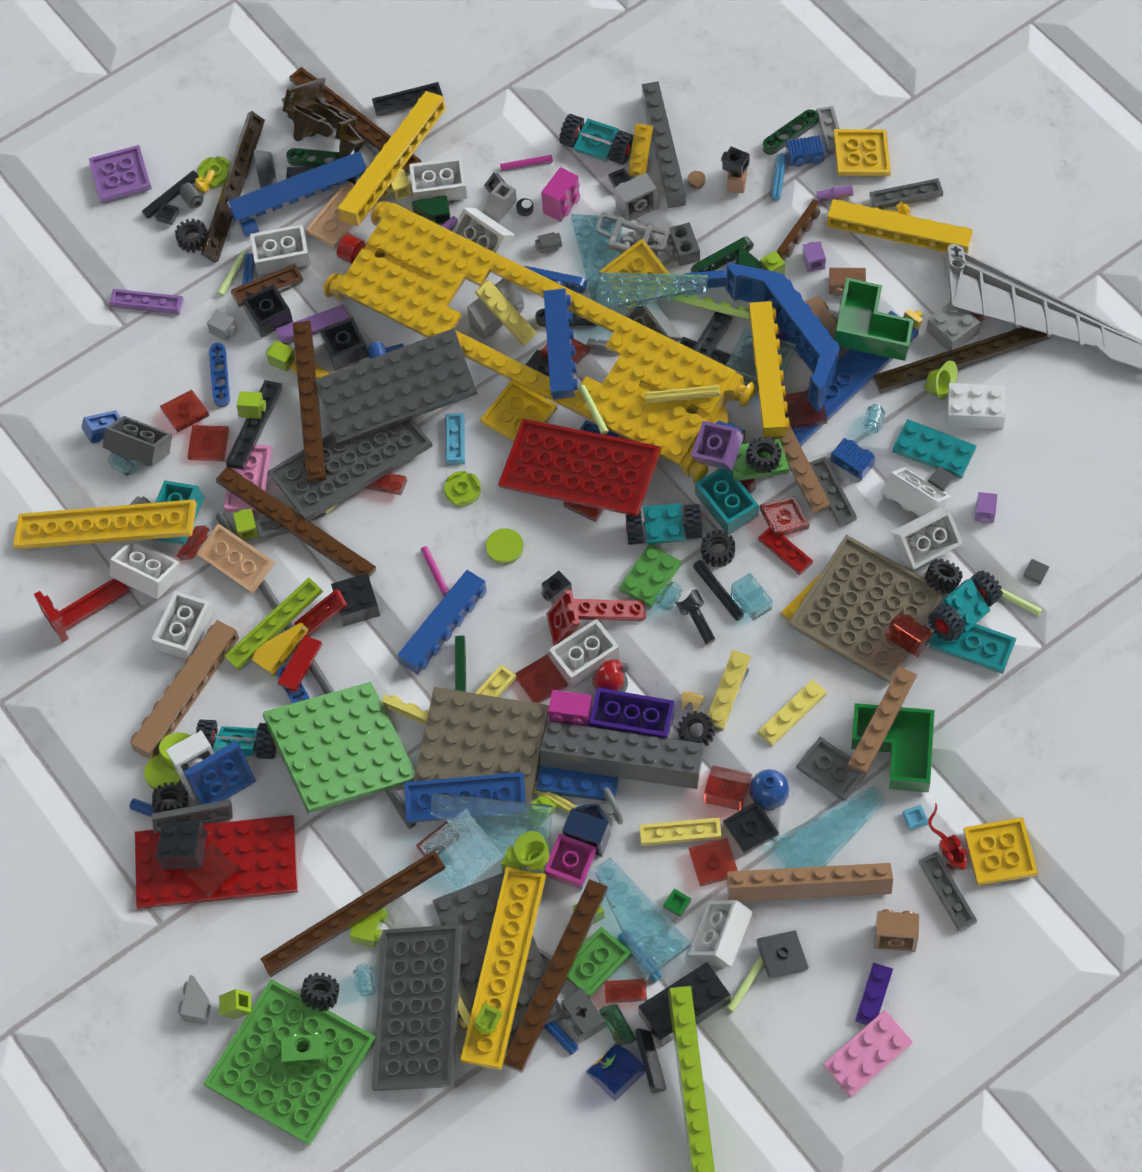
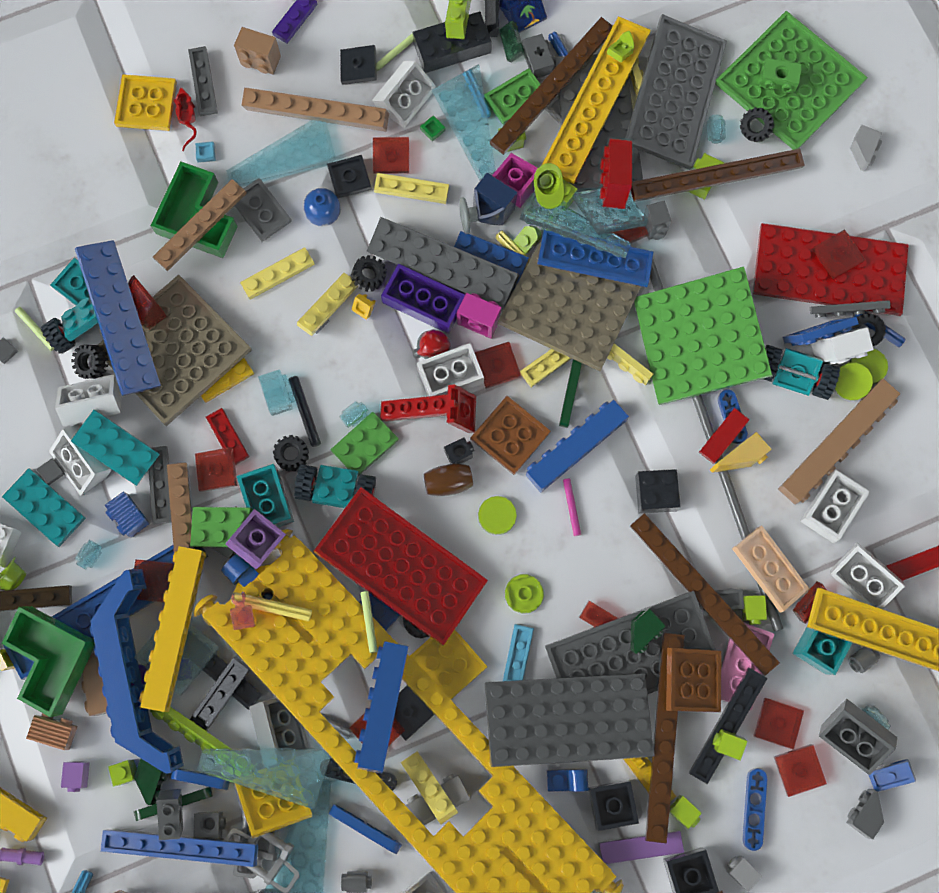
camera: 170 degrees left, 15 degrees up
(122, 389) = (868, 815): none -> dark grey slope
(181, 845) = (864, 274): black brick -> none
(235, 1004) = (832, 132): lime brick -> none
(274, 623) = (742, 484): lime plate -> none
(291, 443) = (693, 680): none -> dark orange plate
(322, 612) = (694, 481): red tile -> none
(343, 472) = (644, 629): none -> dark green slope
(407, 849) = (658, 220): none -> dark grey brick
(462, 875) = (616, 173): none -> red brick
(510, 616) = (510, 435): none -> dark orange plate
(558, 557) = (448, 480): none -> reddish brown piece
(625, 990) = (497, 67): clear red plate -> none
(692, 606) = (335, 395): black piece -> none
(702, 223) = (183, 849): none -> blue plate
(705, 376) = (241, 615): none -> plate
(718, 241) = (170, 814): none -> dark grey brick
(727, 788) = (357, 216): clear red slope -> none
(763, 446) = (204, 511): black tyre -> none
(803, 225) = (71, 820): reddish brown plate -> none
(883, 501) = (115, 447): none -> teal plate
(924, 602) = (117, 317): none -> blue plate
(986, 507) = (21, 424): medium lavender brick -> none

